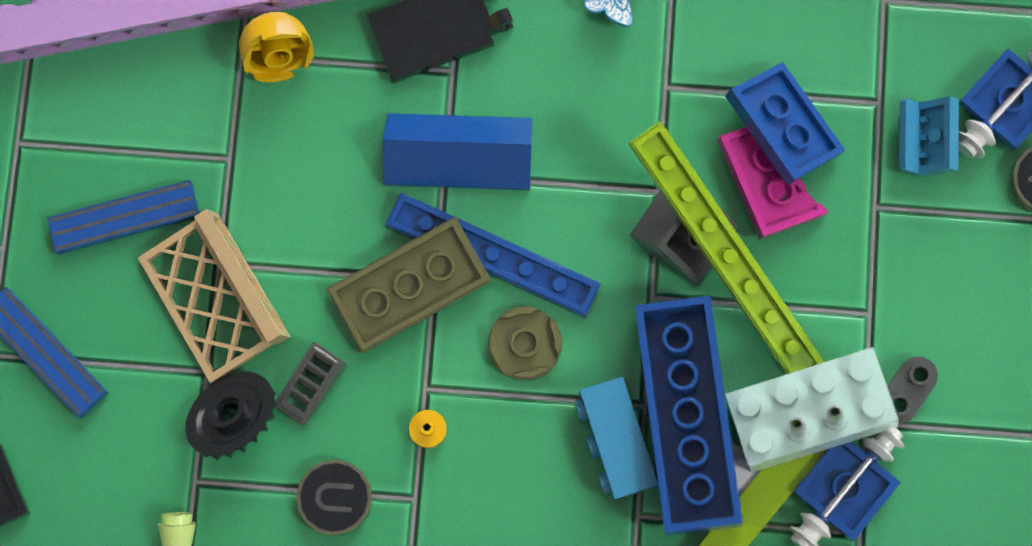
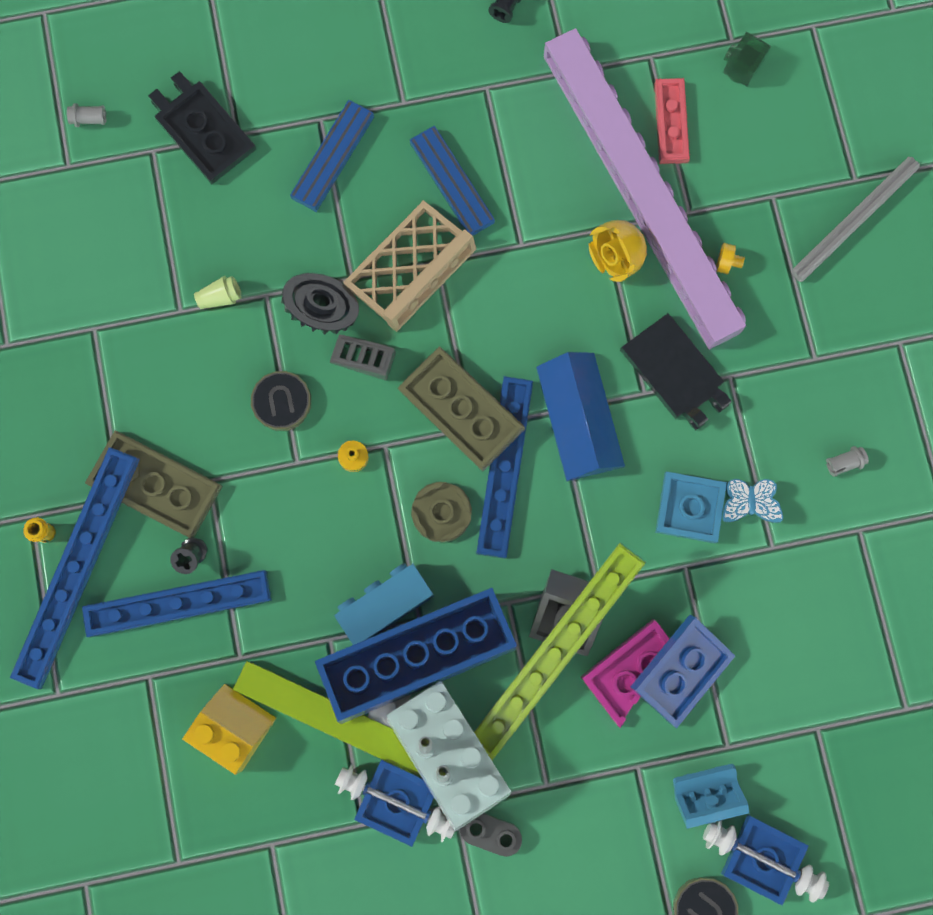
camera: 70 degrees right, 0 degrees up
(602, 58) = (691, 507): none -> dark azure plate

